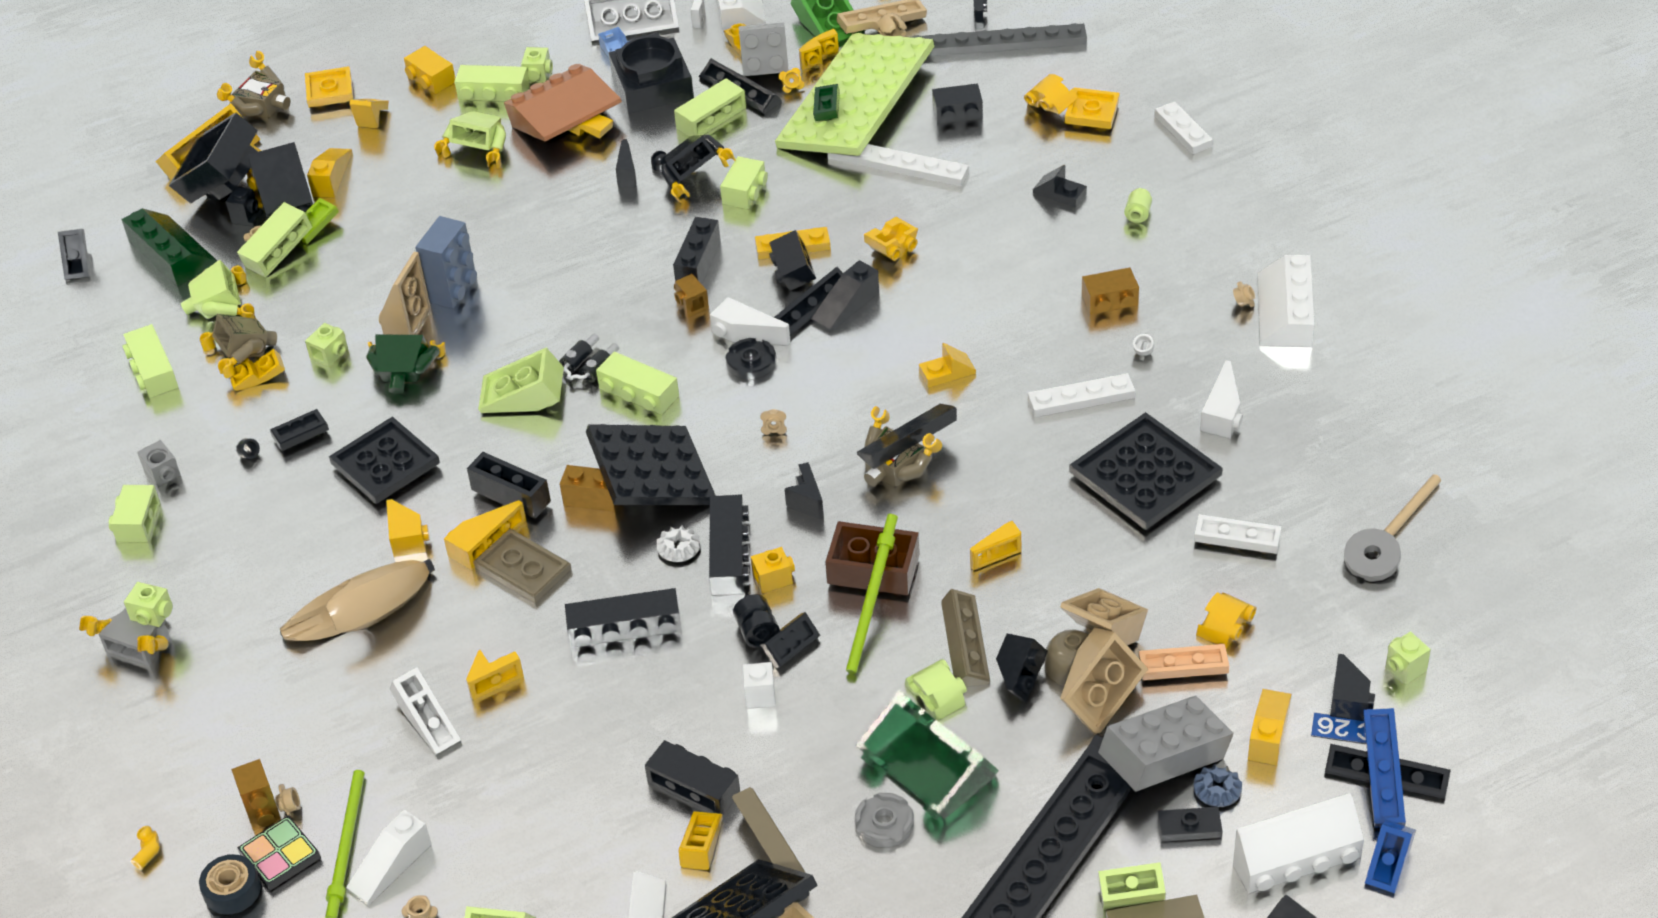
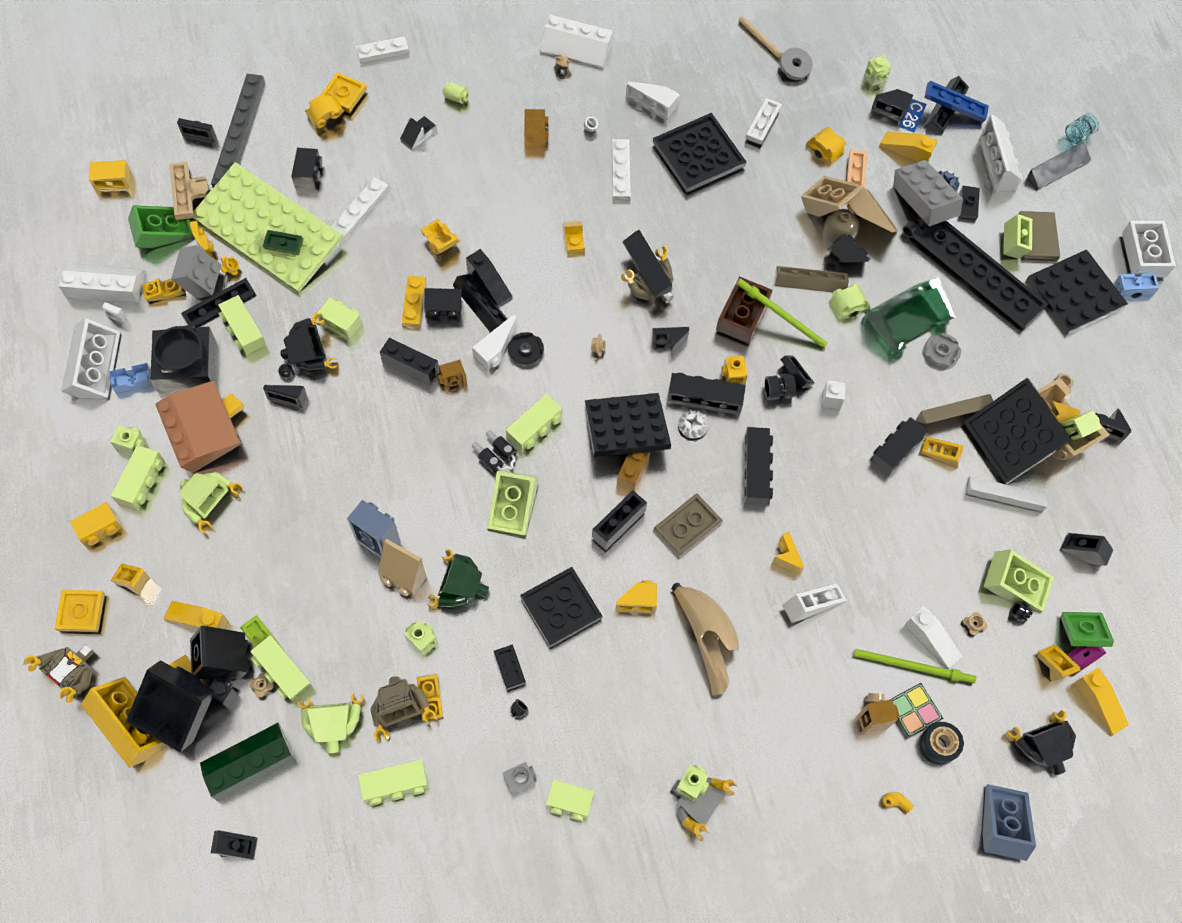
camera: 85 degrees left, 20 degrees up
(480, 532) = (661, 550): yellow slope -> none
(996, 546) = (743, 240): yellow slope -> none
(1390, 856) = (1009, 114): blue slope -> none

